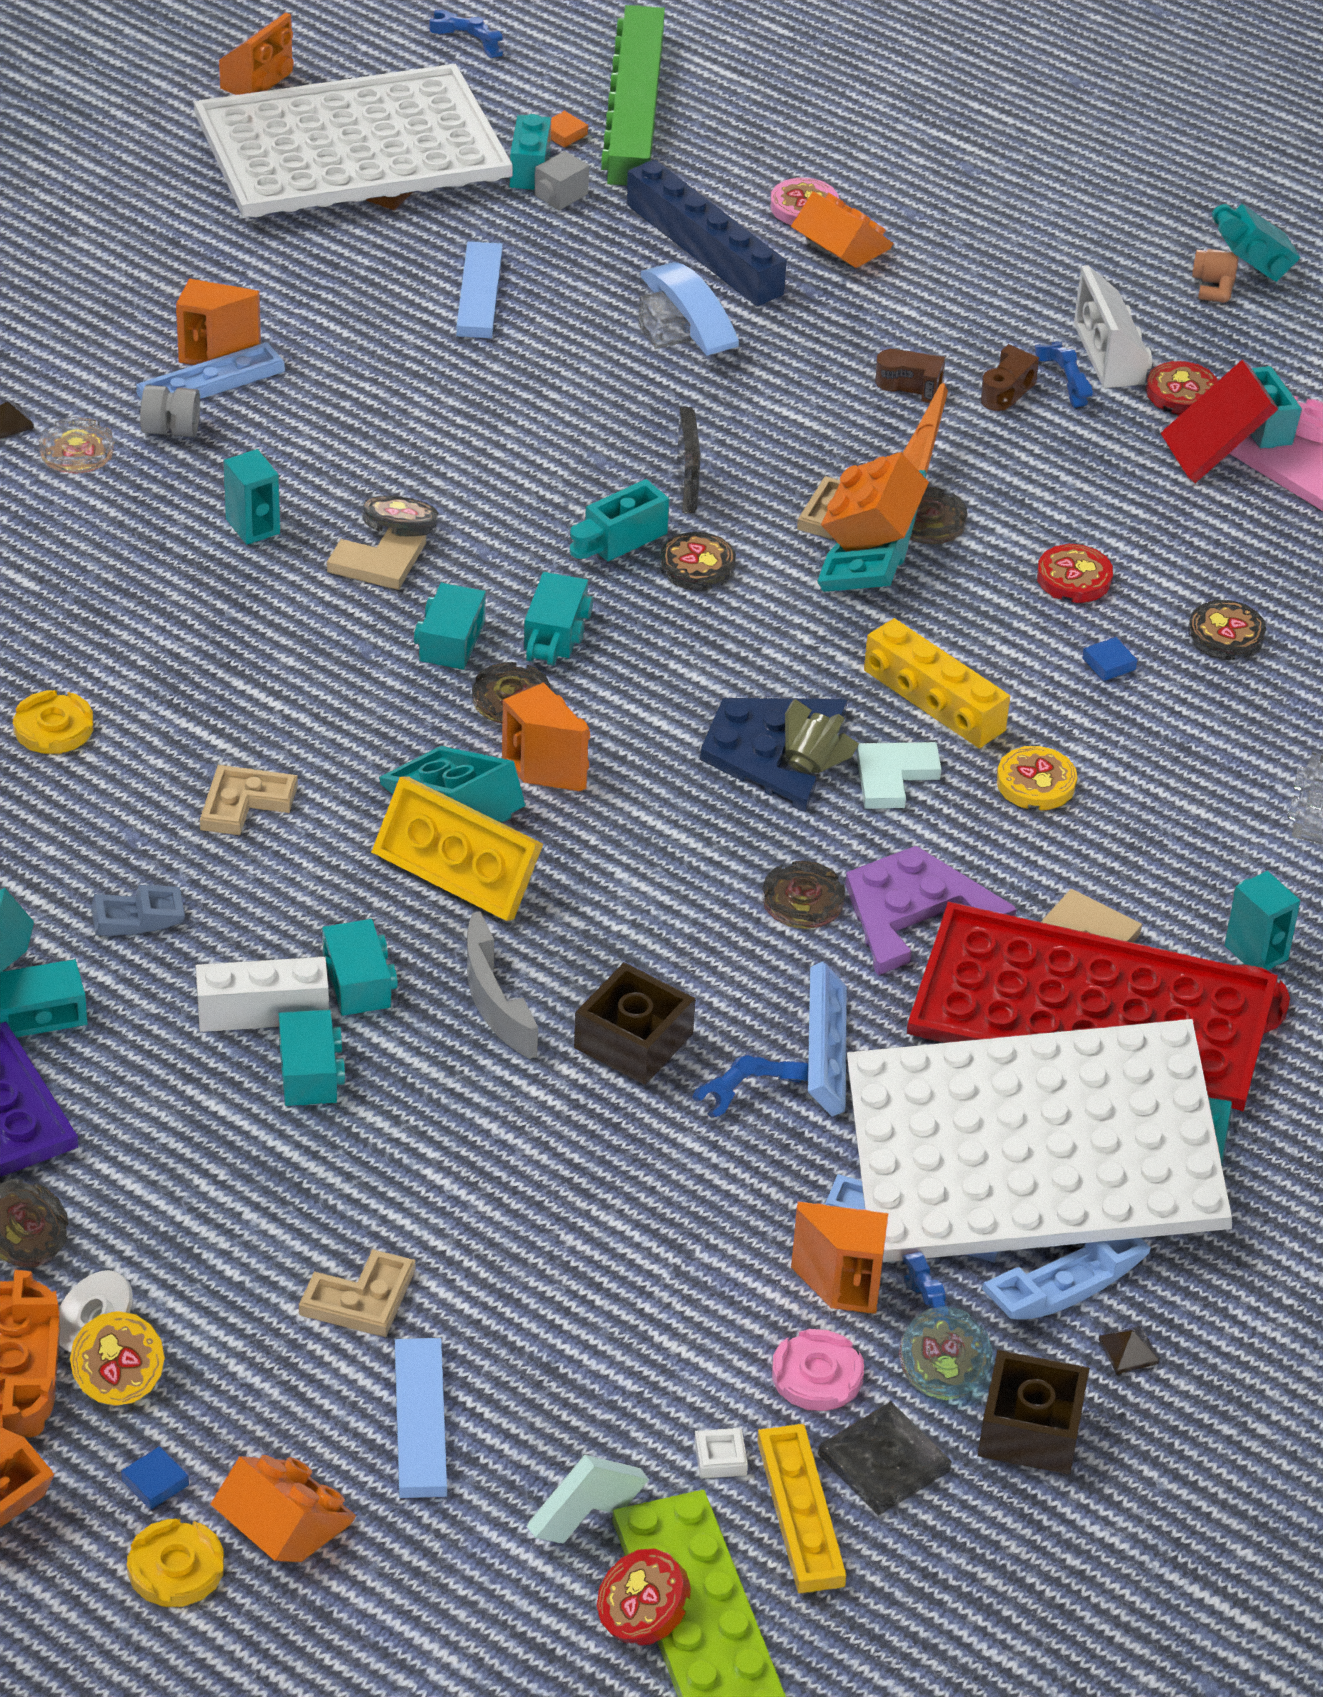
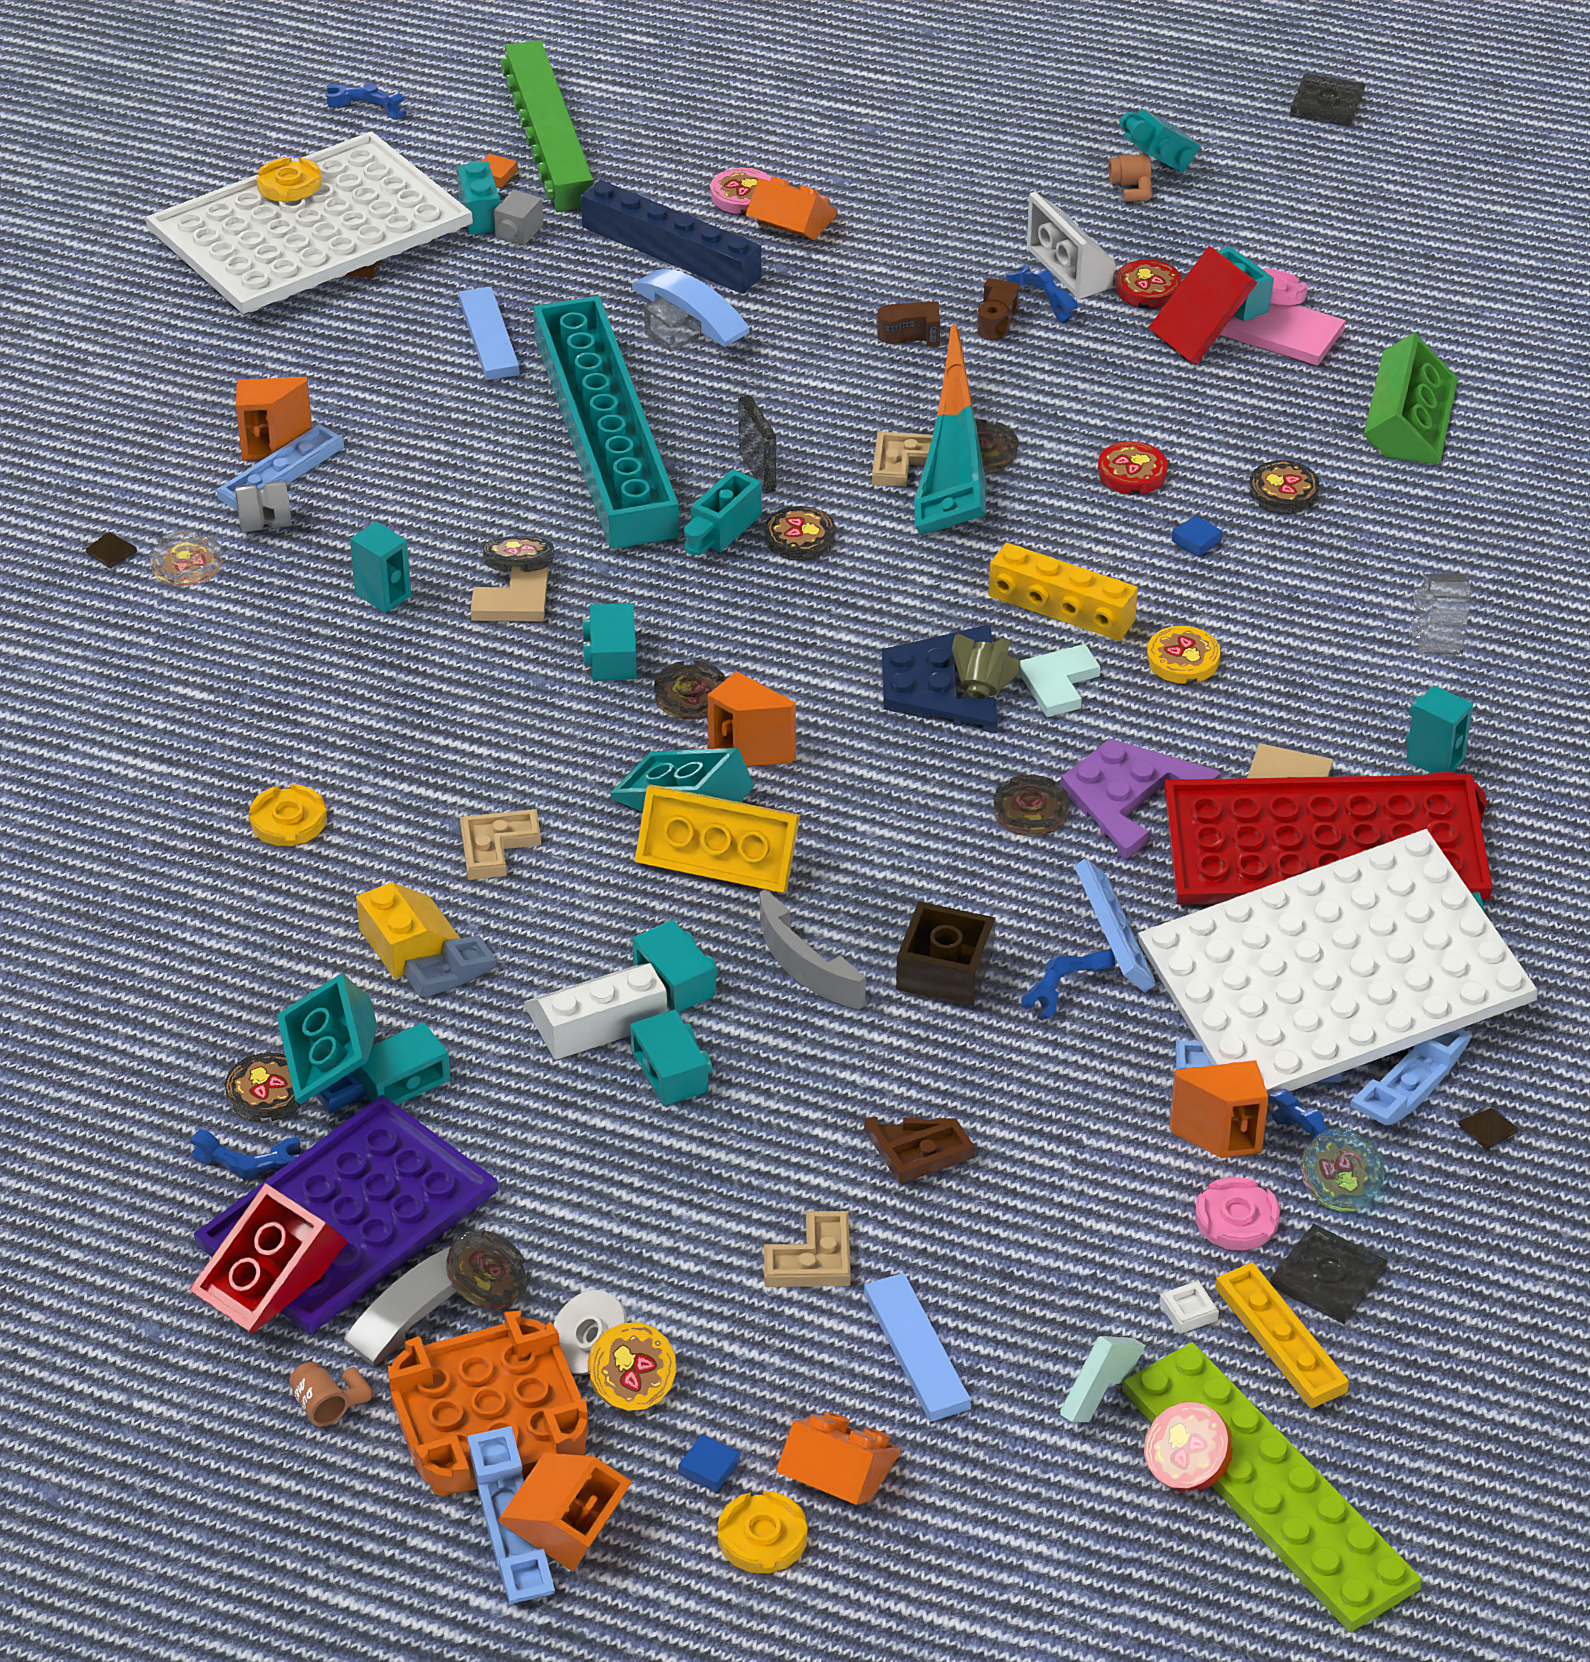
camera: 15 degrees left, 0 degrees up
(110, 857) = (402, 925): none -> yellow slope
(259, 60) = (189, 164): orange slope -> none
(348, 94) = (288, 180): none -> yellow tile
(519, 1213) = (919, 1145): none -> reddish brown wing
(546, 405) = (606, 423): none -> teal brick
(556, 617) = (702, 612): teal brick -> none
(874, 503) = (946, 444): orange brick -> none
(1033, 1412) = (1442, 1199): dark brown brick -> none

